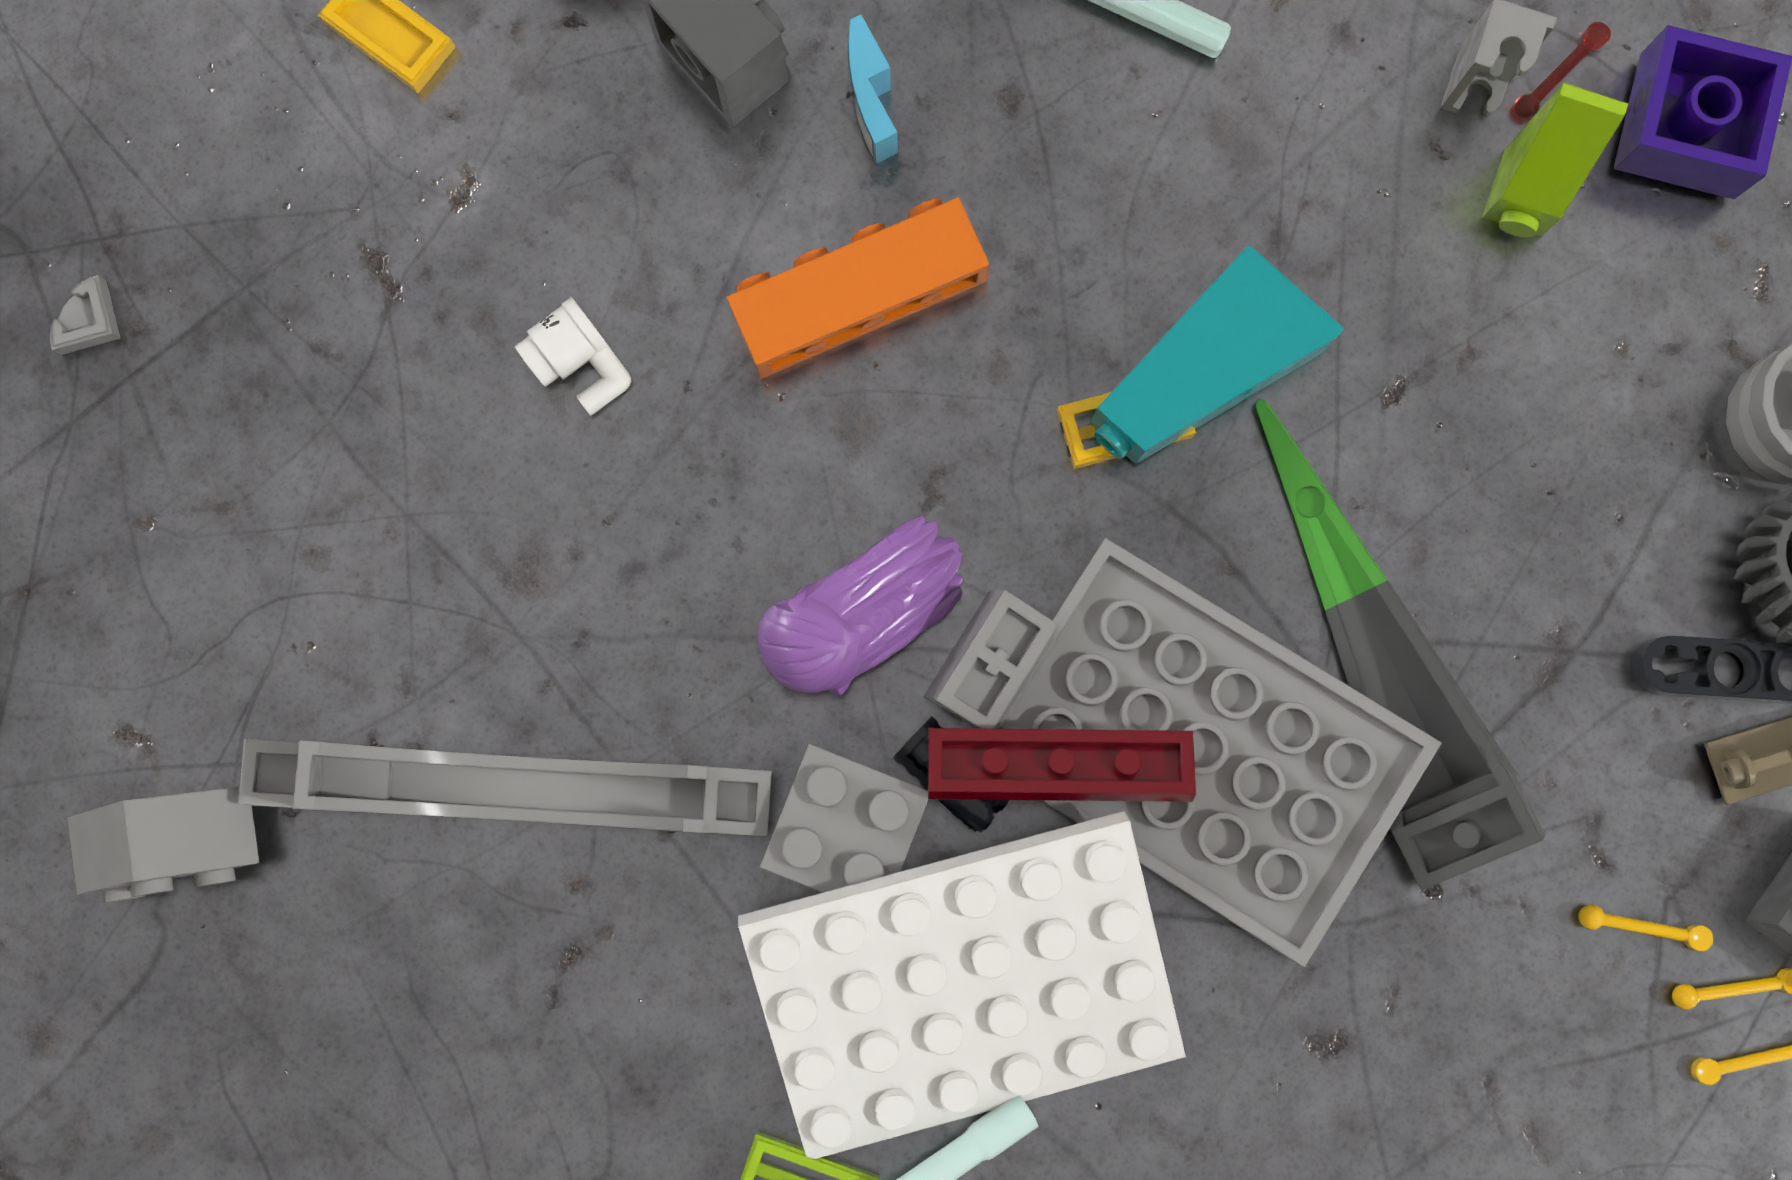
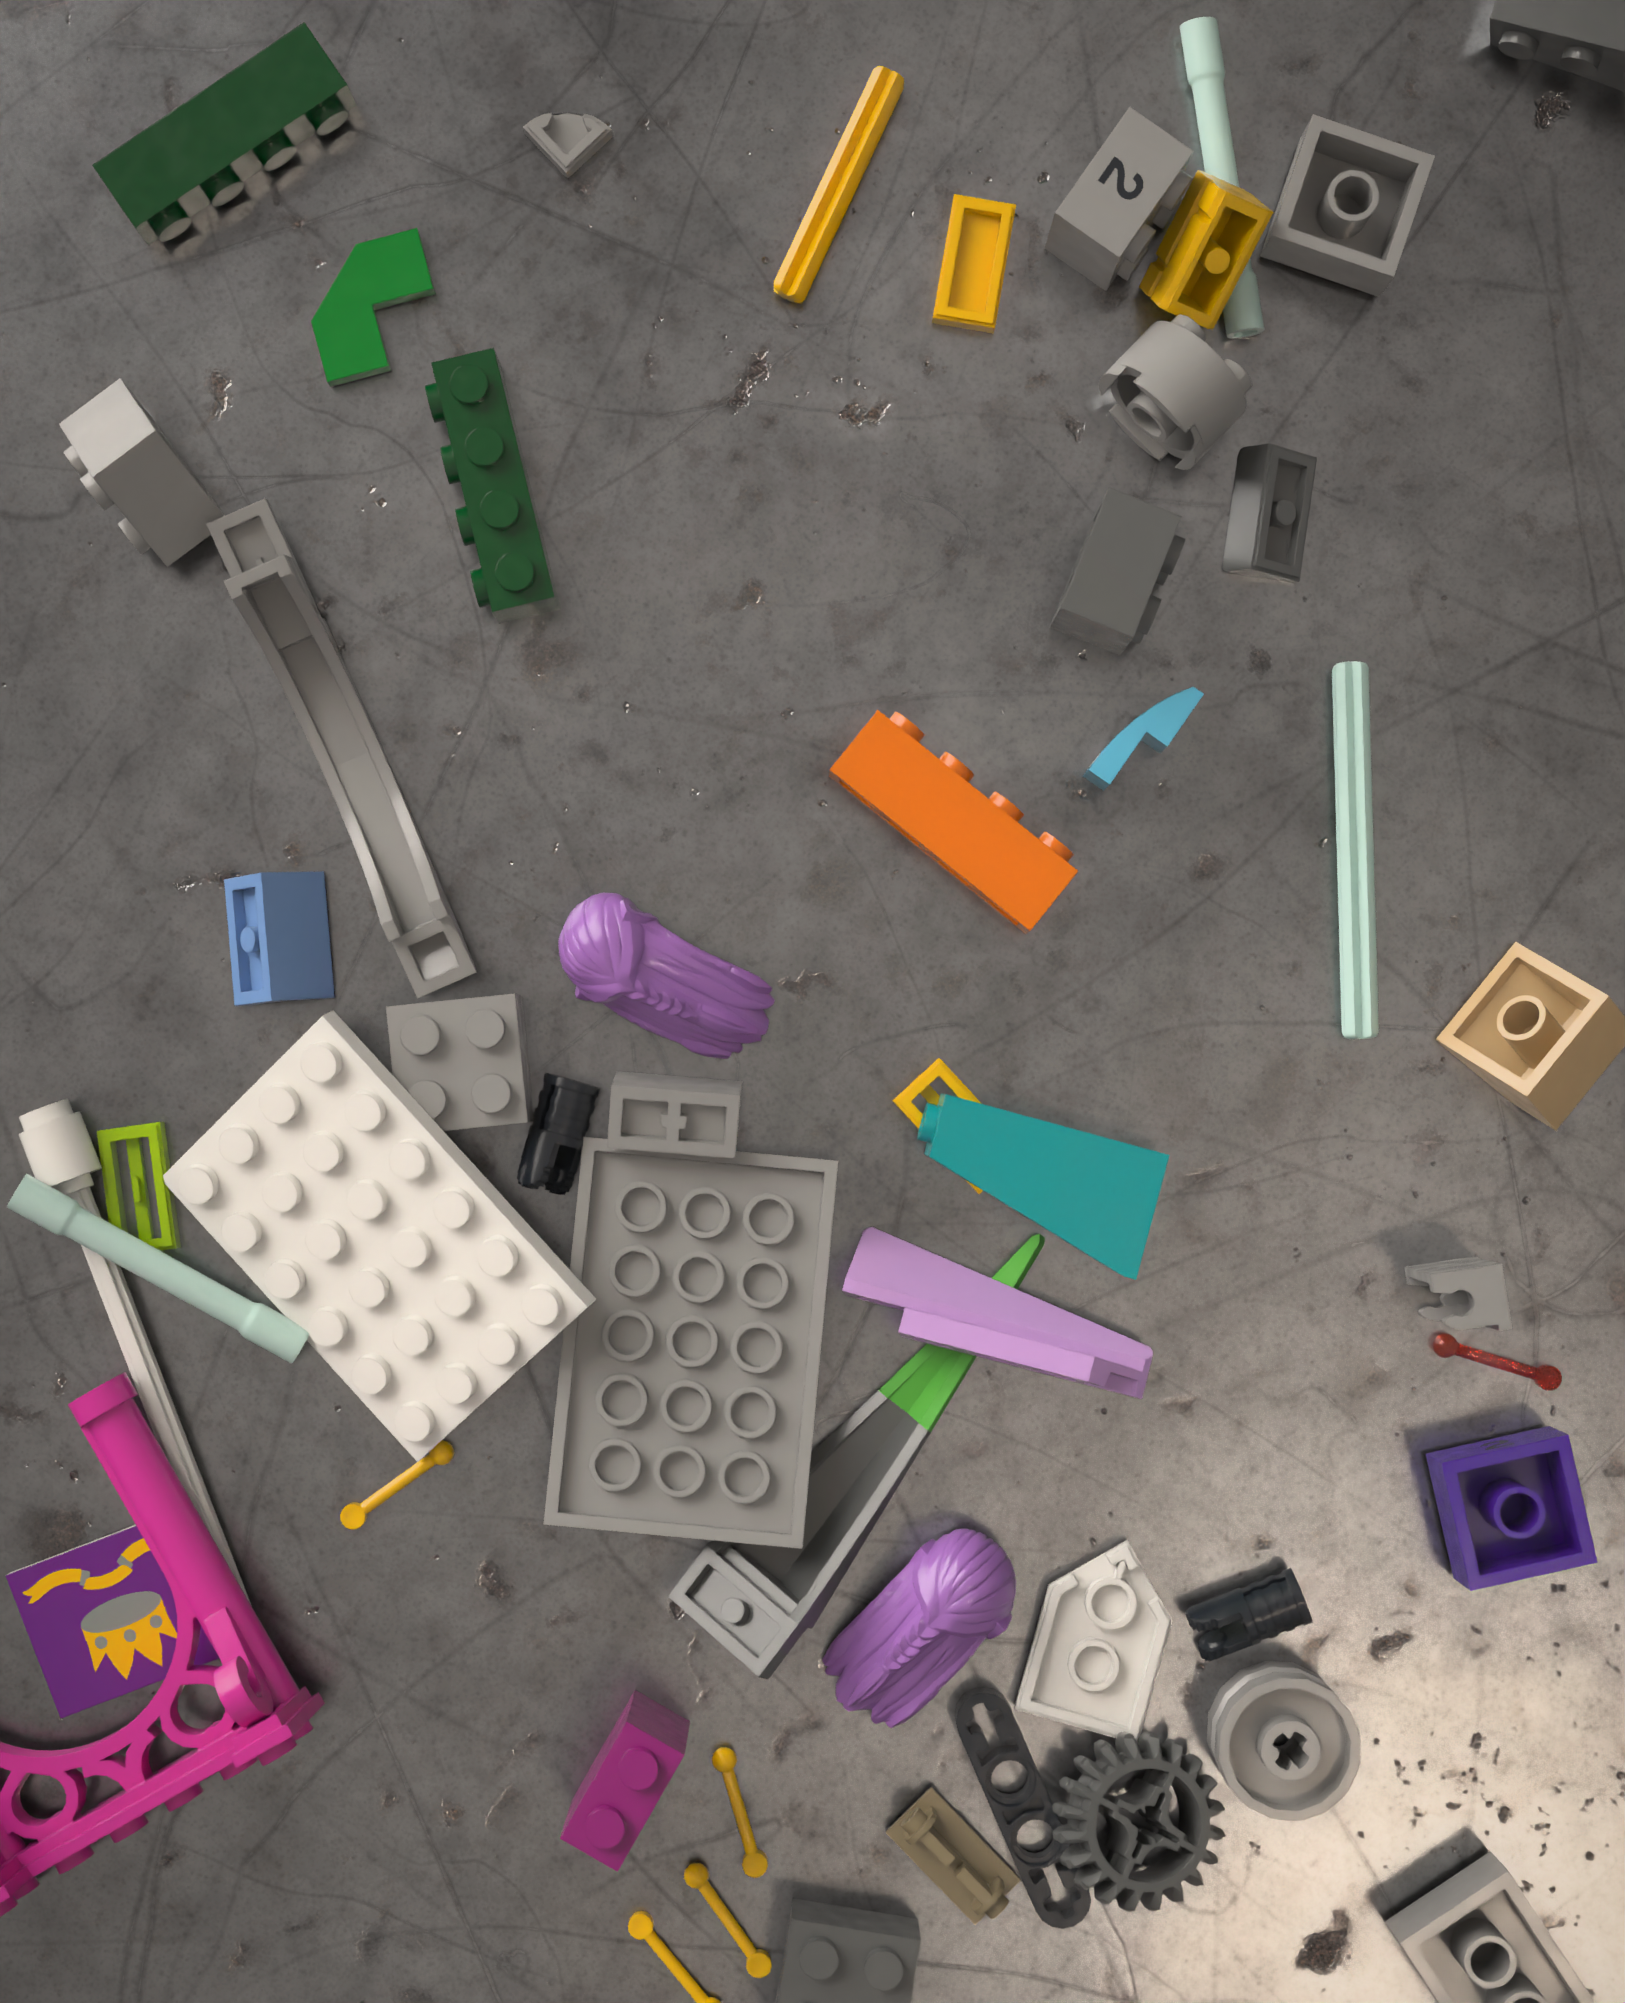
camera: 50 degrees right, 5 degrees up
(110, 548) = (373, 278): none -> green tile
(255, 108) = (838, 184): none -> yellow axle
(348, 531) = (495, 486): none -> dark green brick
(567, 342) = (765, 585): white piece -> none
(645, 937) = (279, 937): none -> medium blue panel
(1061, 764) = (609, 1223): dark red plate -> none
(1203, 1139) = (355, 1513): none -> yellow hinge
(1314, 476) = (989, 1319): none -> lavender wedge
(1551, 160) = (1379, 1389): lime slope -> none
(1561, 675) = (923, 1626): none -> medium lavender hair
(1580, 1012) = (626, 1780): none -> magenta brick
(1649, 534) = (1097, 1647): none -> white tile
(1686, 385) = (1249, 1615): none -> black hinge

